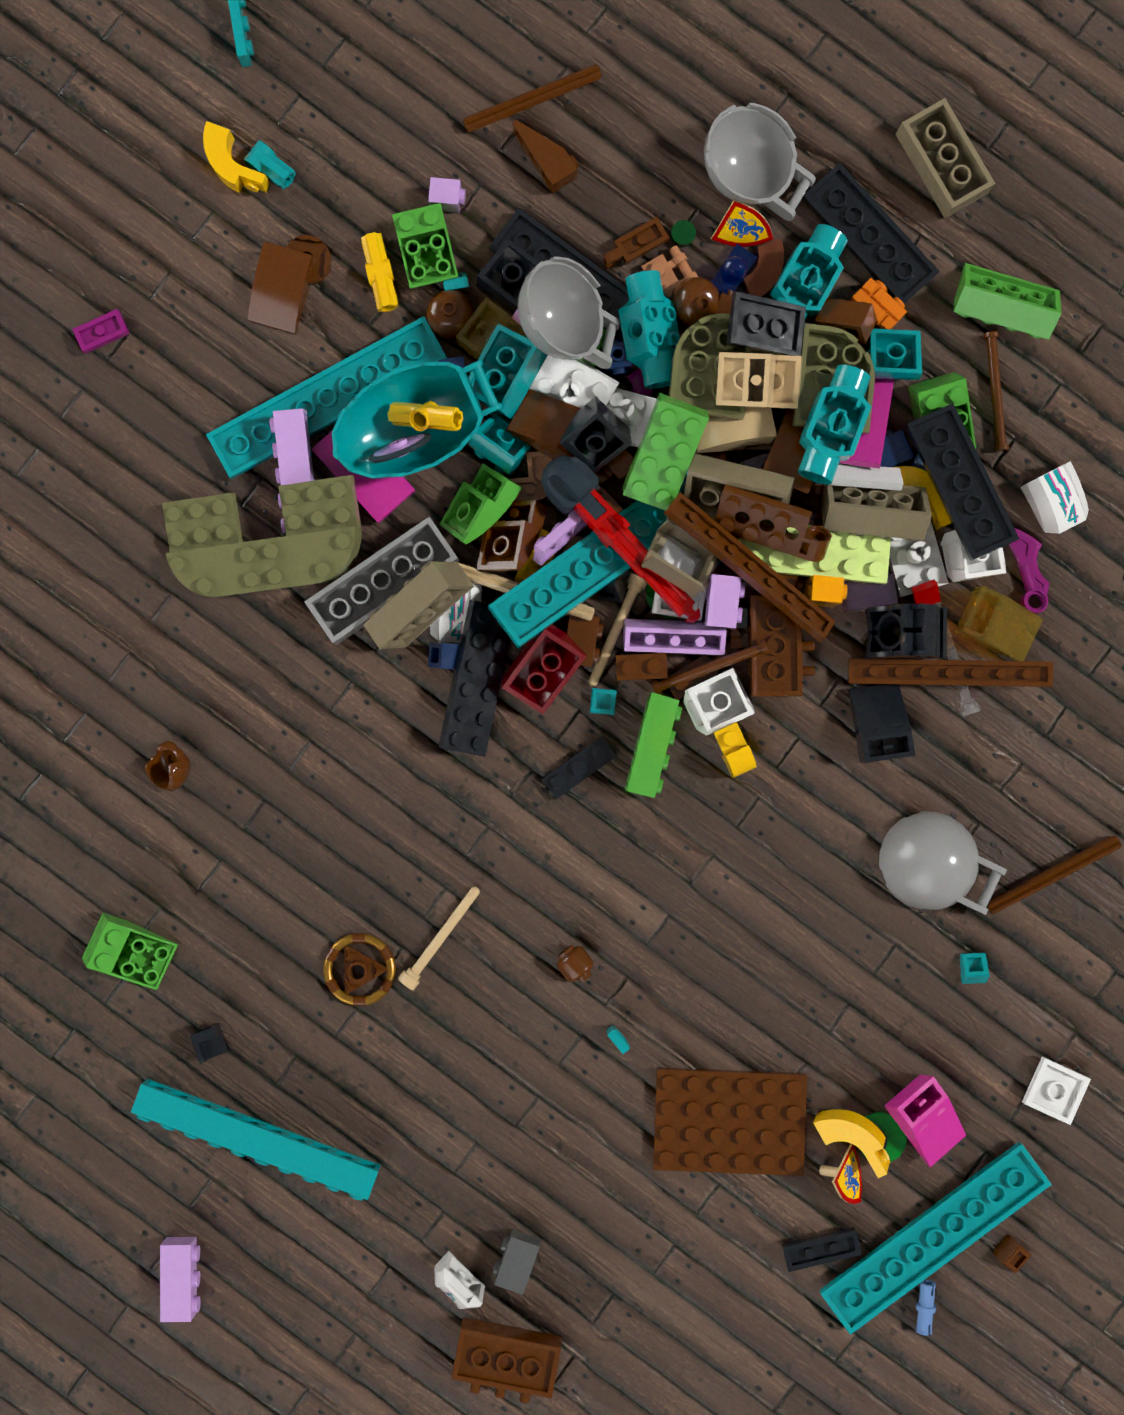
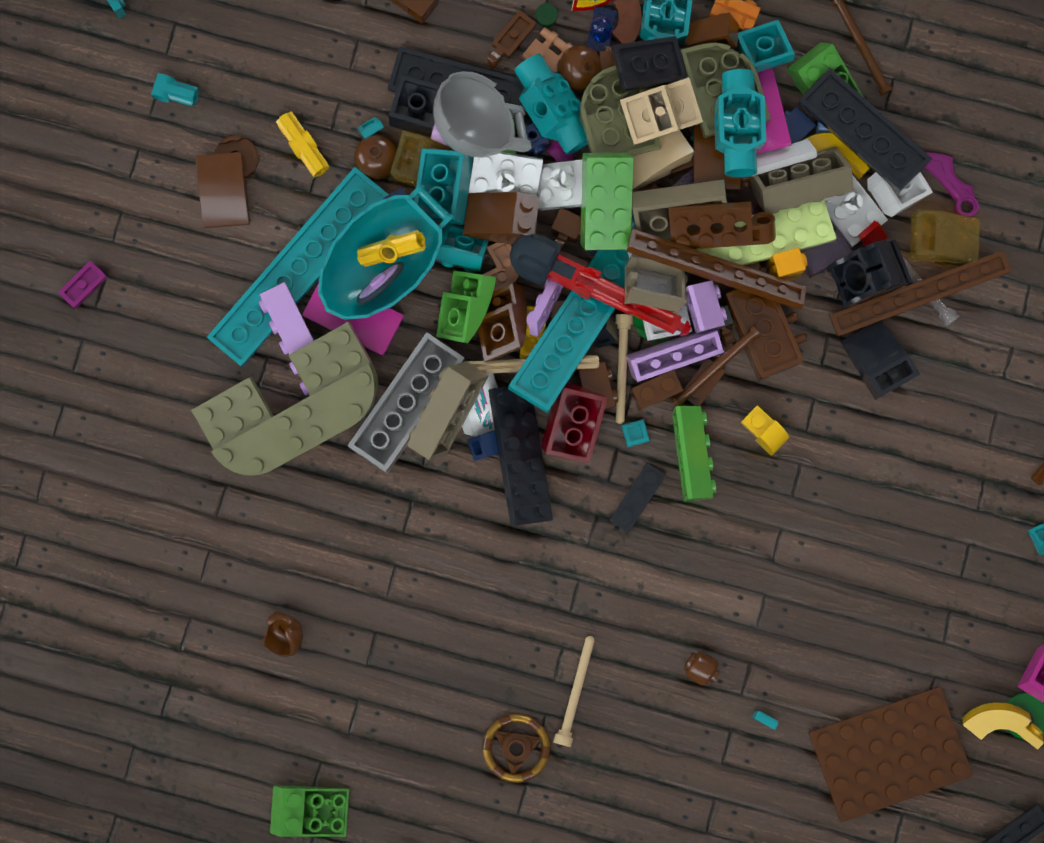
camera: 15 degrees left, 5 degrees down
(218, 149) = (144, 110): yellow arch -> none
(425, 245) = (333, 107): bright green slope -> none
(448, 193) = (334, 59): lavender brick -> none
(596, 435) = (542, 209): black slope -> none
(717, 702) = (733, 395): white slope -> none
(847, 1176) = (1010, 761): shield -> none
(934, 863) = (974, 461): light grey windscreen -> none
(1057, 499) = (950, 114): white slope -> none

